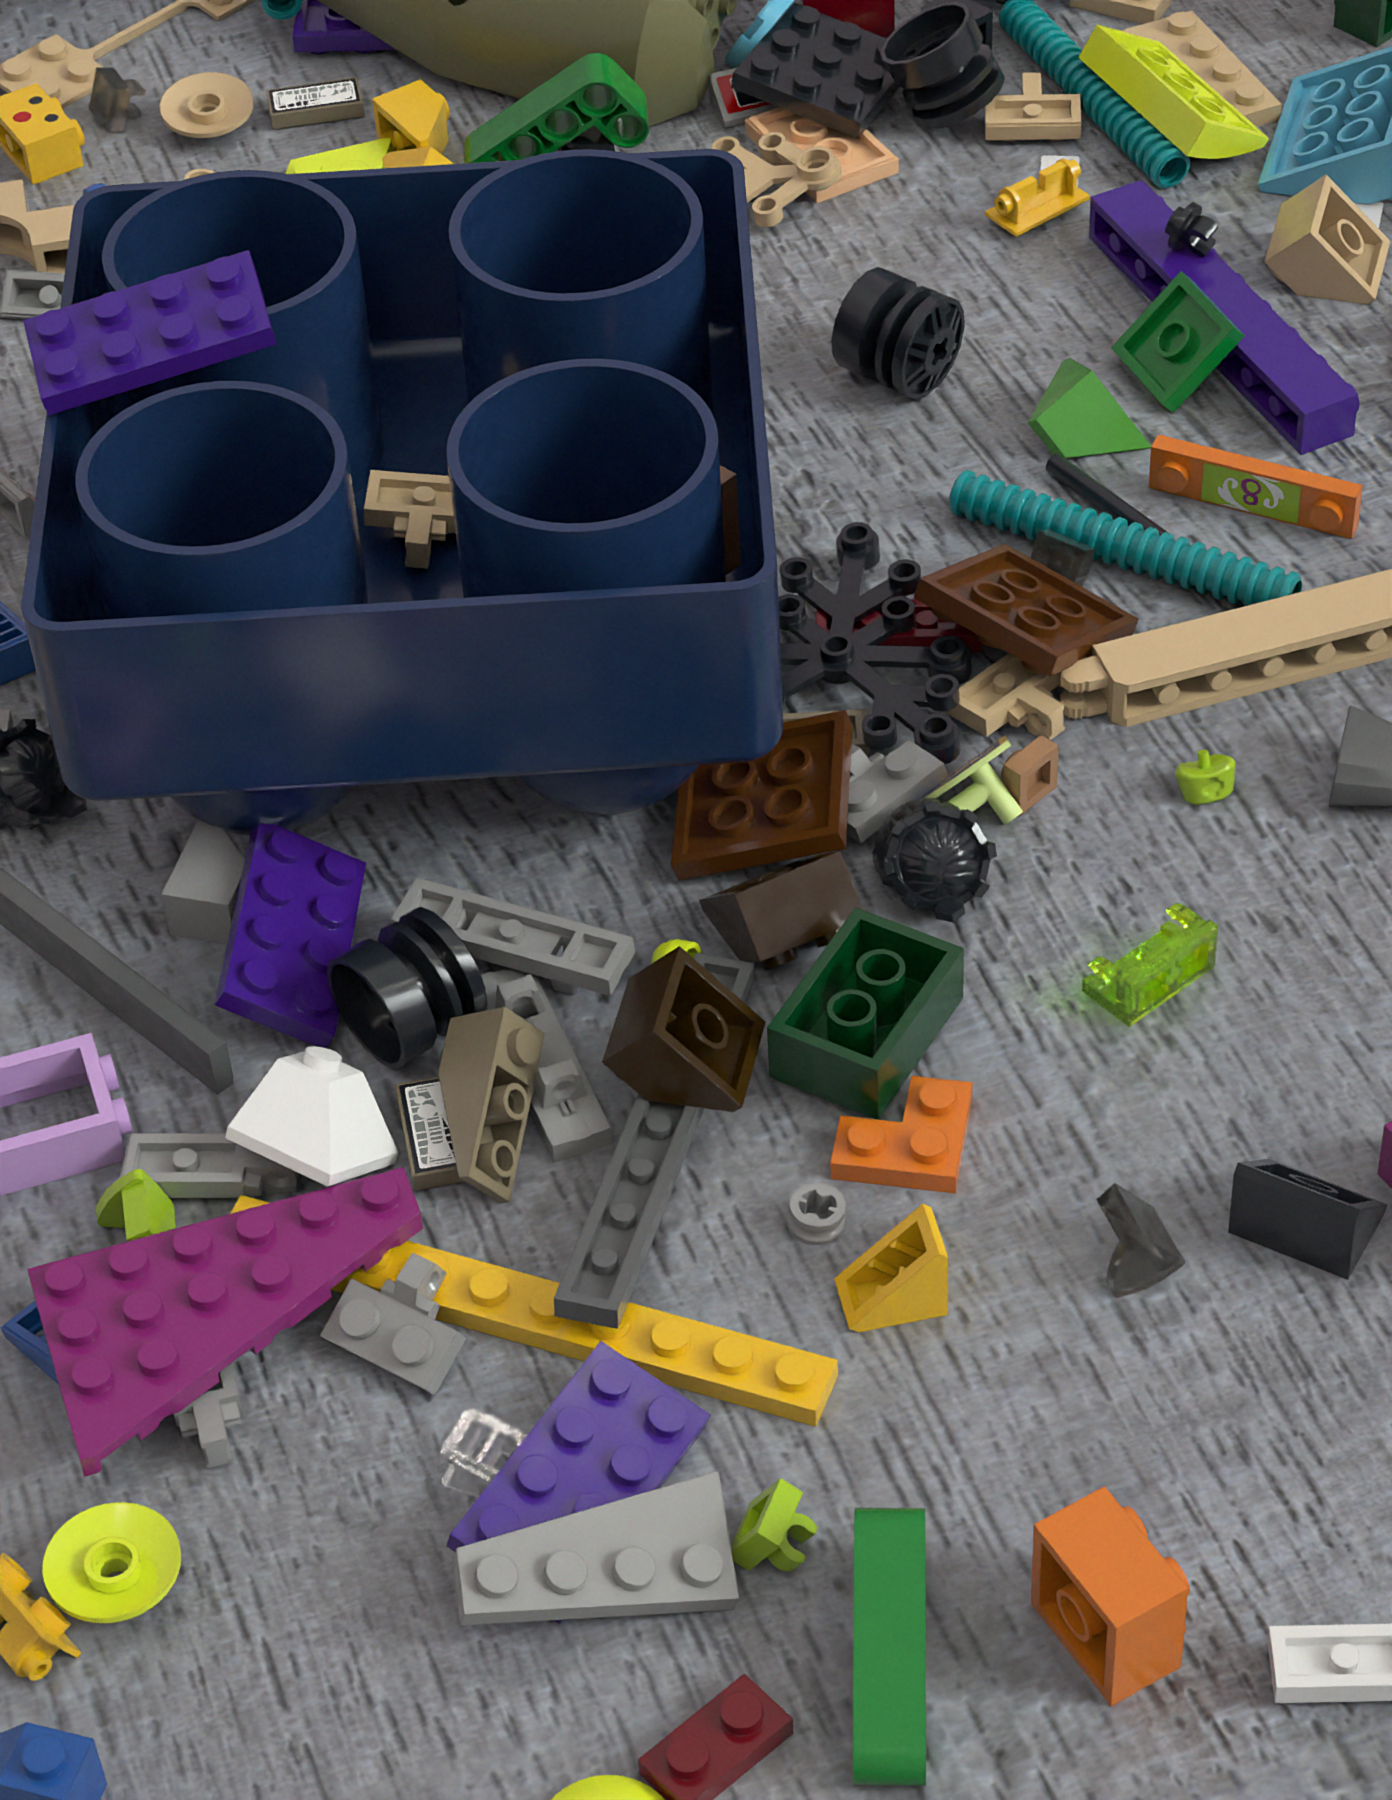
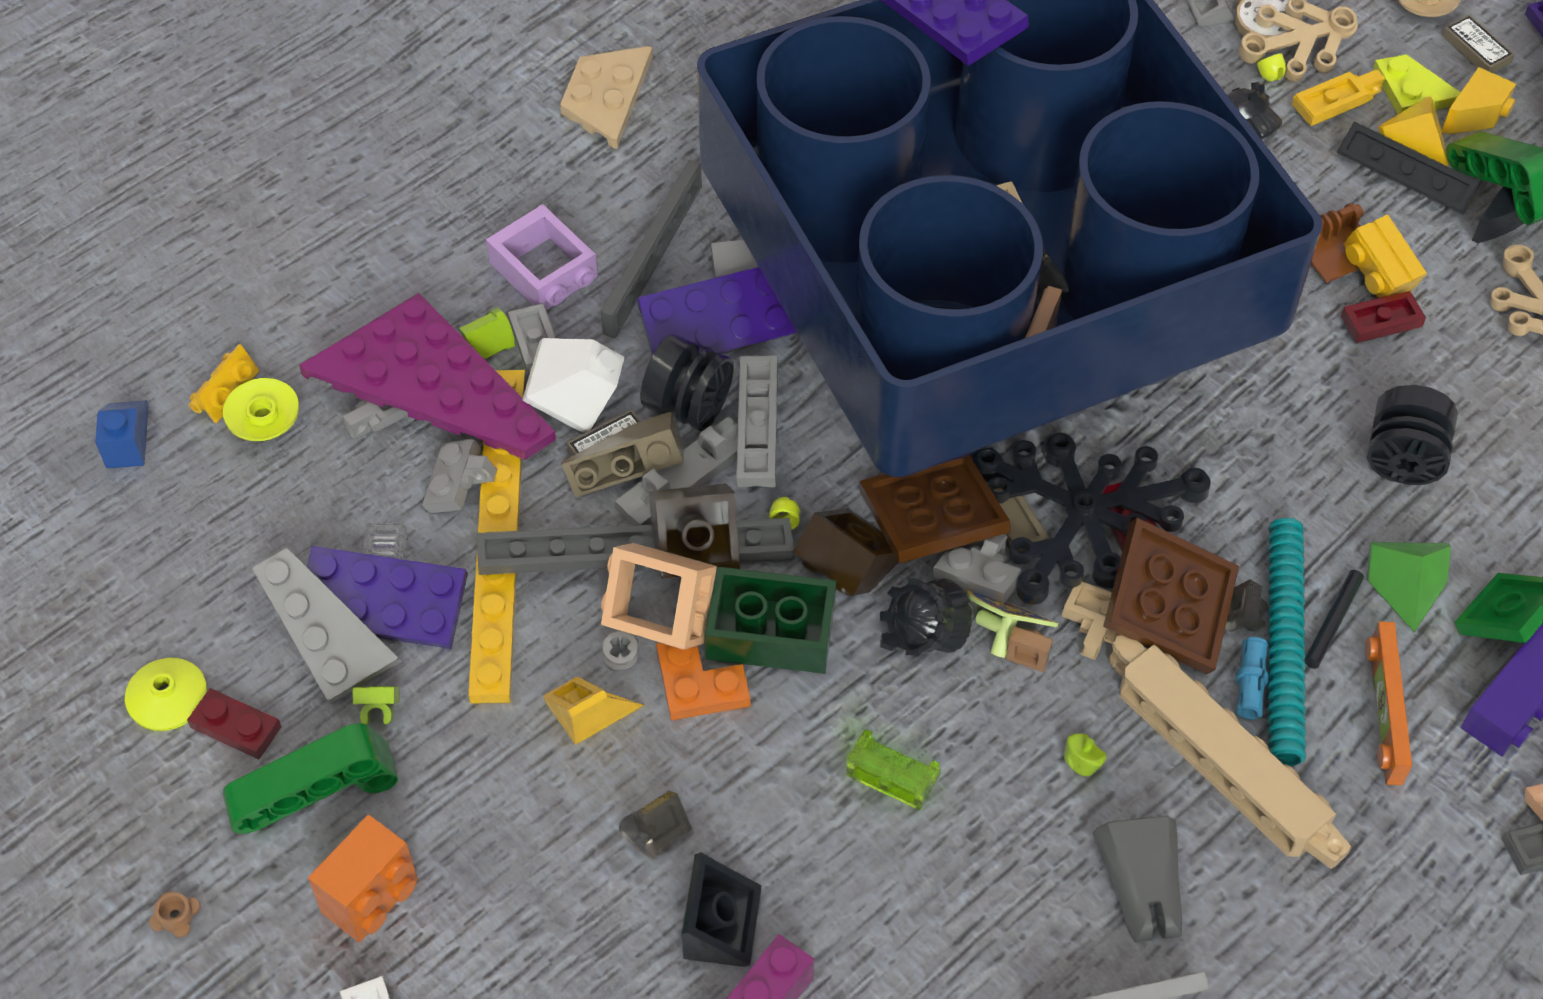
camera: 65 degrees right, 10 degrees up
(824, 1068) = (692, 601): none -> light nougat window
(1162, 590) = (1252, 678): none -> dark azure pin

